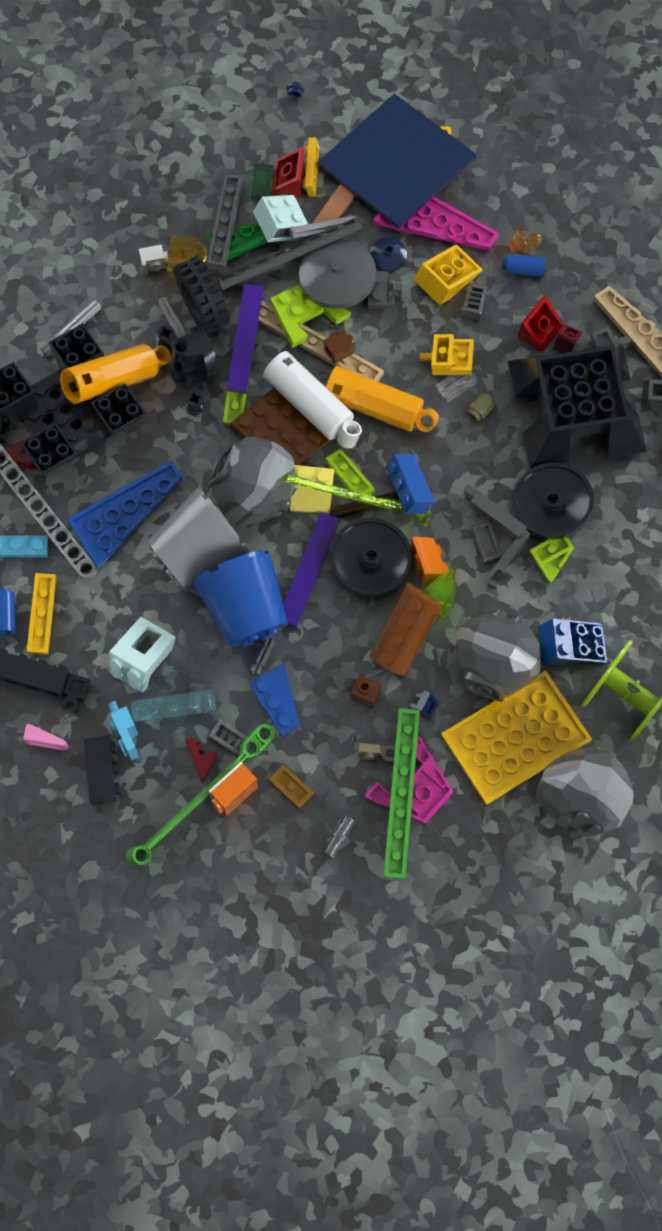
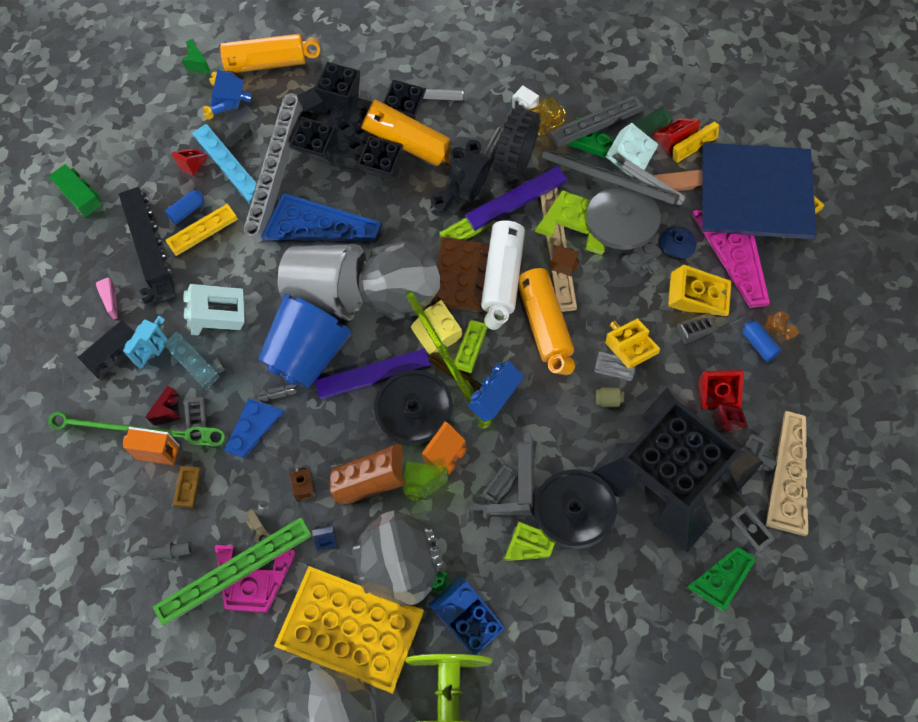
camera: 60 degrees right, 5 degrees down
(295, 89) = (747, 87): dark blue plate -> none

